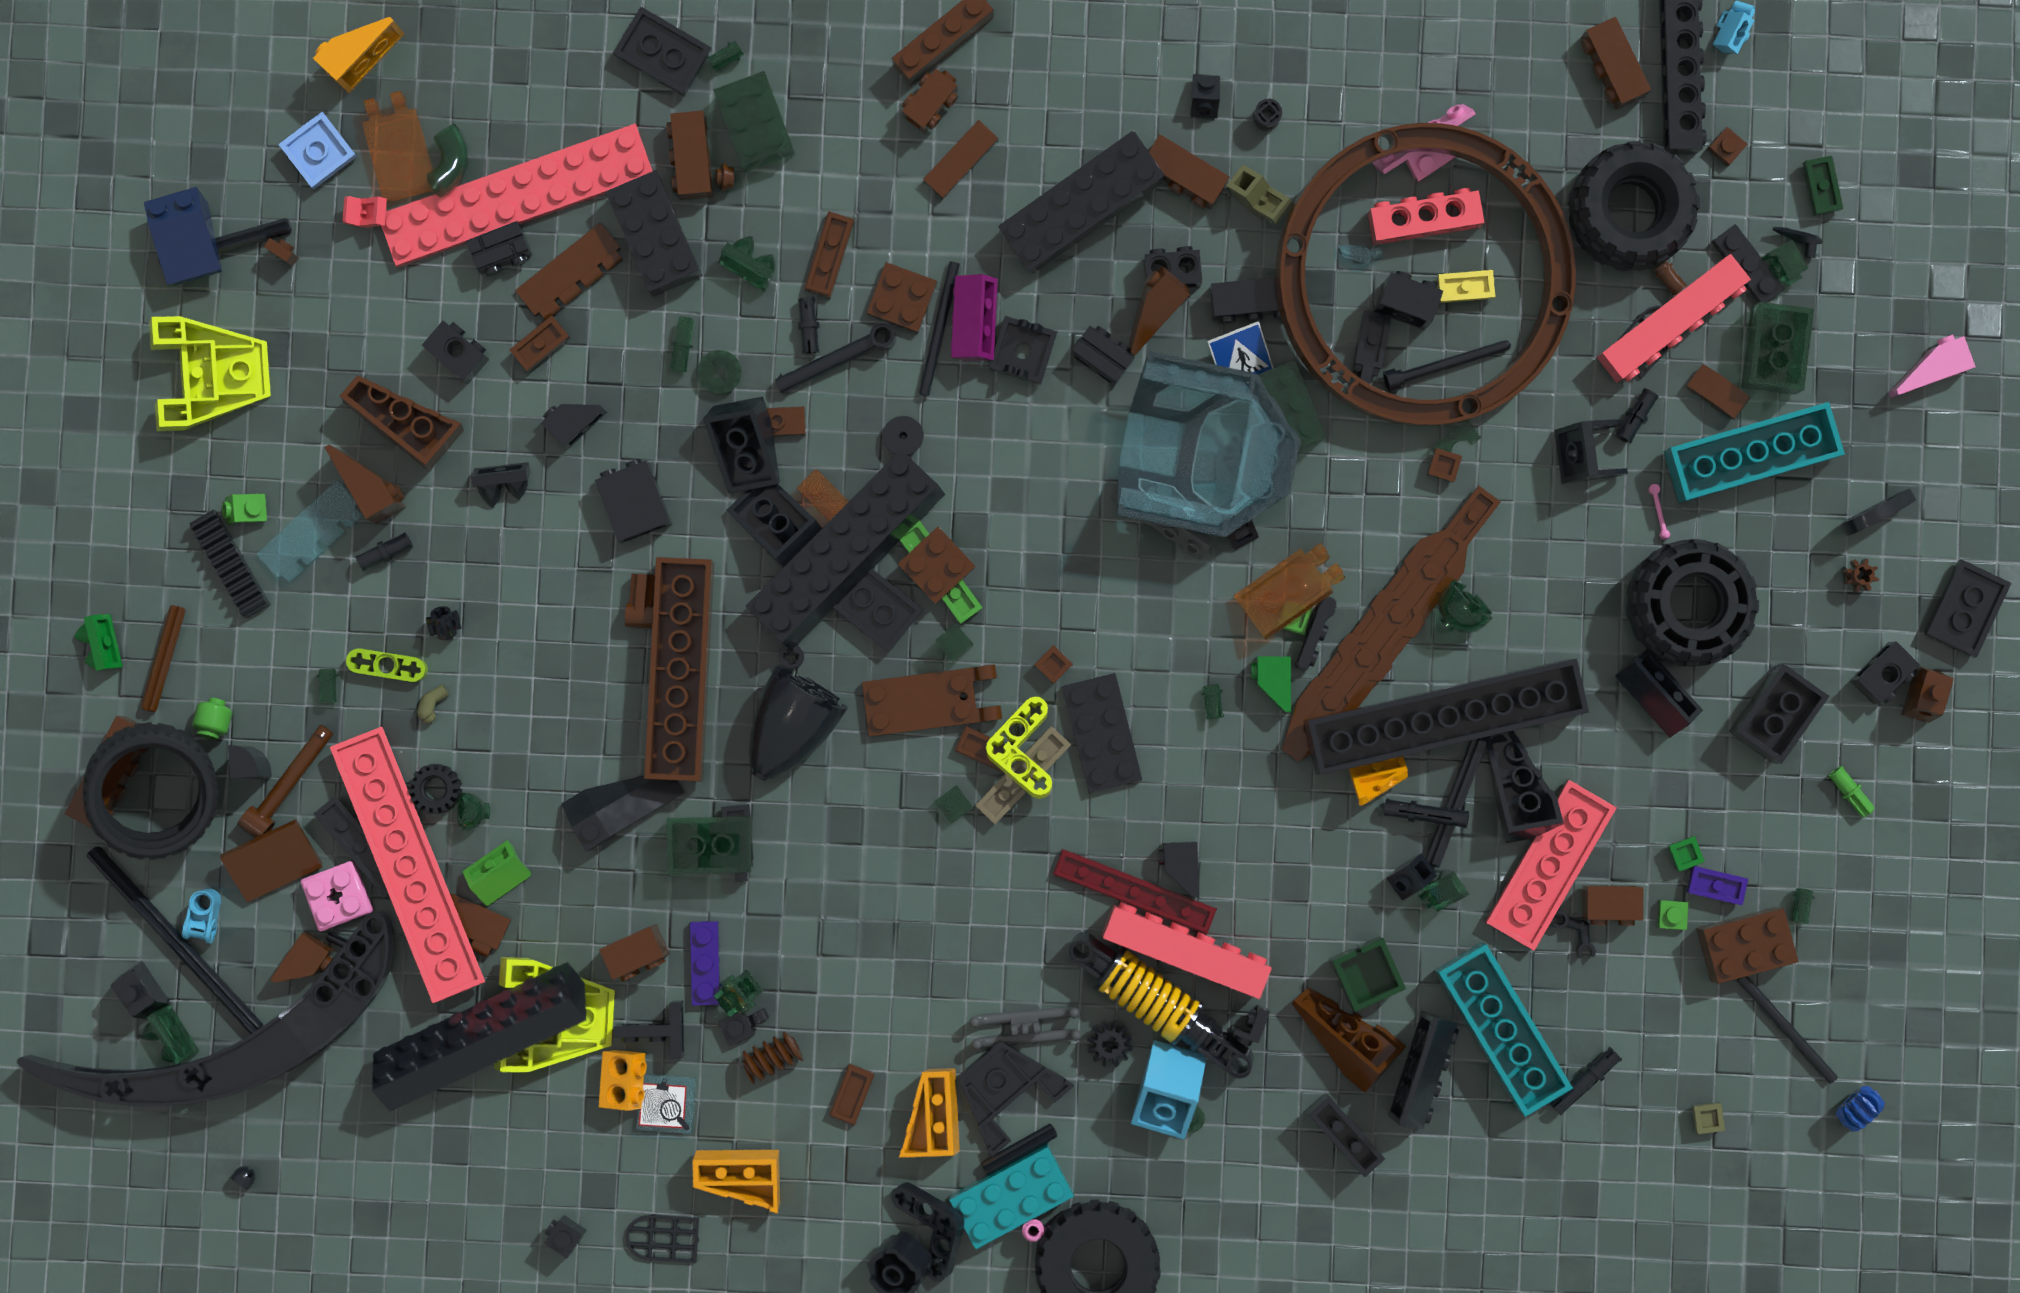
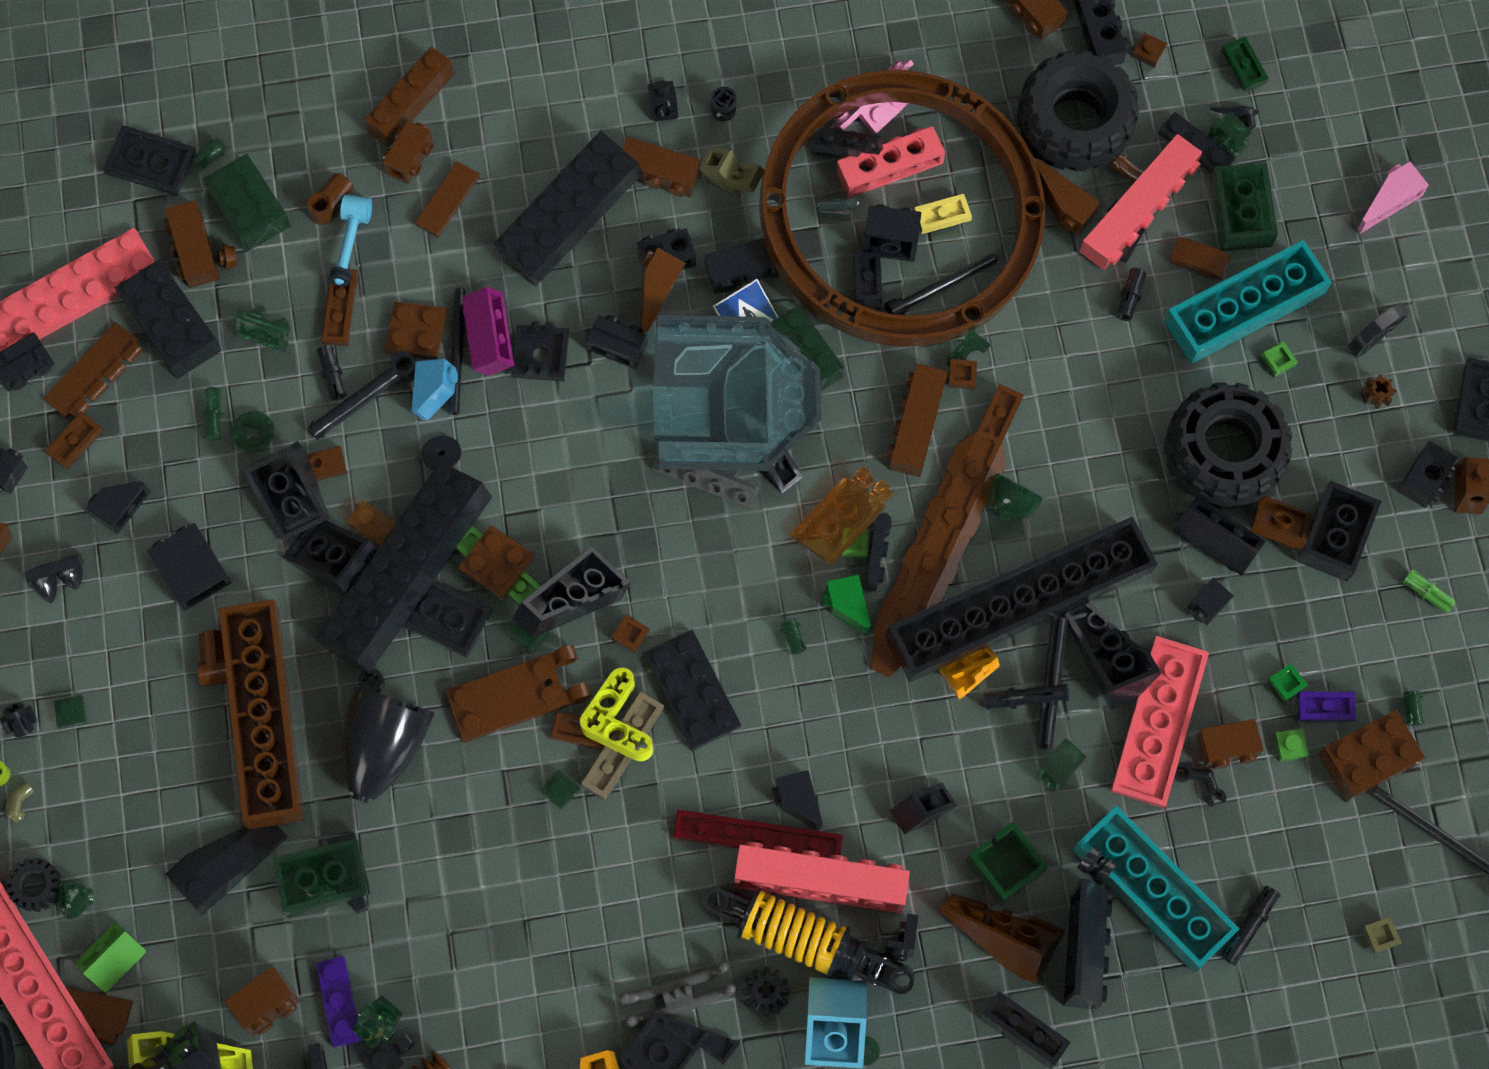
camera: 10 degrees left, 15 degrees down
(494, 623) = (70, 712): none -> clear green plate
(842, 132) = (329, 197): none -> reddish brown piece
(864, 154) = (355, 211): none -> medium azure piece
(907, 364) = (432, 386): none -> dark azure slope
(1010, 614) = (573, 592): none -> black wedge
(1300, 900) = (923, 807): none -> black slope
(1384, 189) = (846, 143): none -> black hinge
(1387, 505) = (917, 421): none -> reddish brown brick
(1411, 876) = (1027, 760): black brick -> none
(1452, 1001) = (1097, 865): none -> black wheel
(1578, 452) = (1085, 335): black hose -> none
(1597, 300) = (1069, 203): none -> reddish brown slope
(1630, 756) = (1209, 602): none -> black brick
(1654, 489) = (1165, 358): bright pink hinge -> none
(1724, 693) = (1281, 523): none -> reddish brown plate
(1769, 516) = (1278, 359): none -> bright green tile

